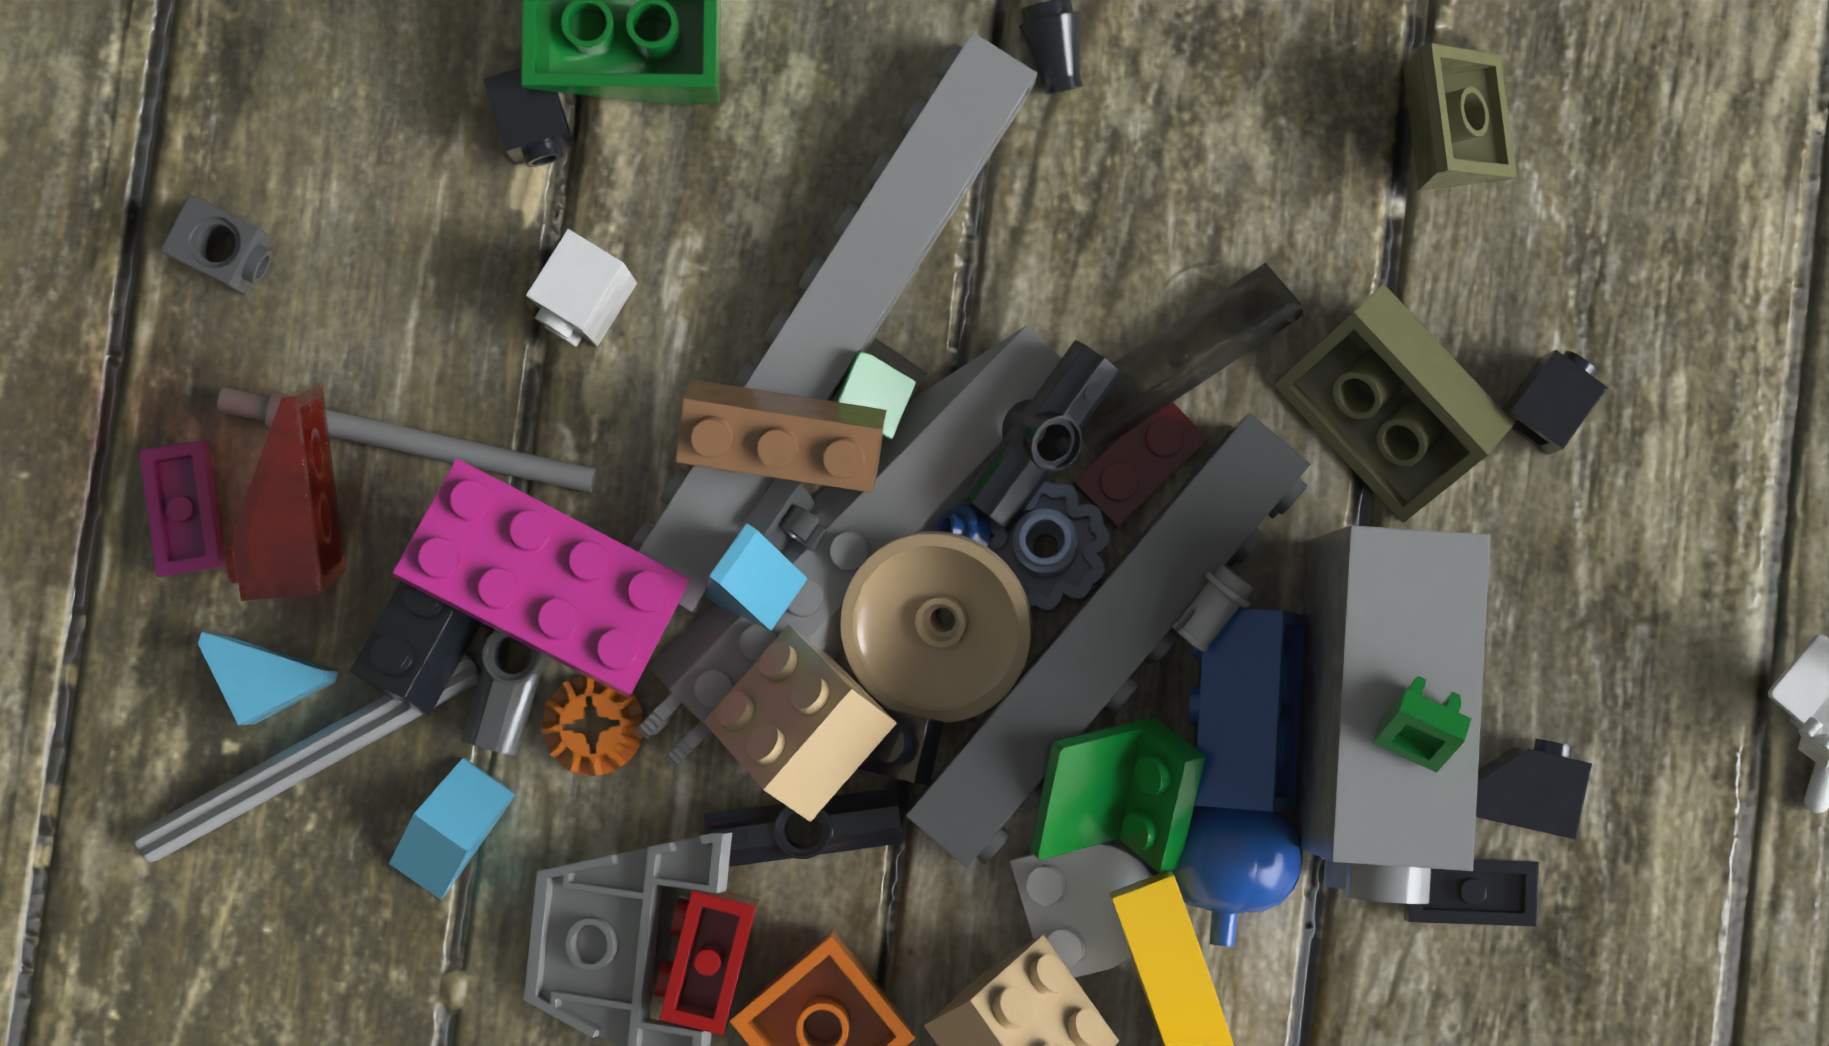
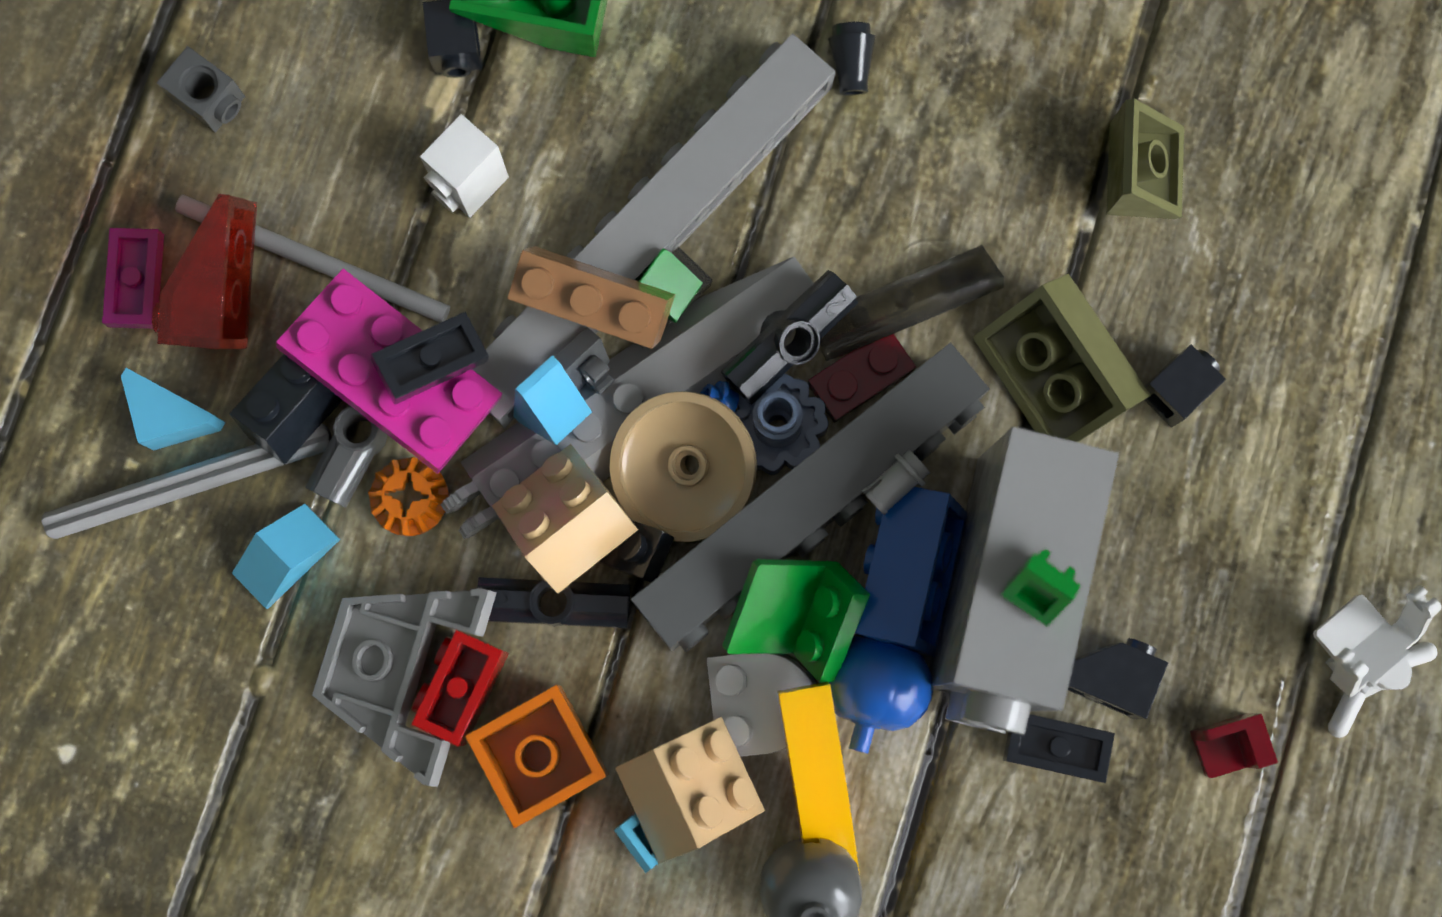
camera: 10 degrees right, 5 degrees down
(593, 557) = (429, 358): none -> black plate
(1689, 847) = (1234, 745): none -> dark red panel

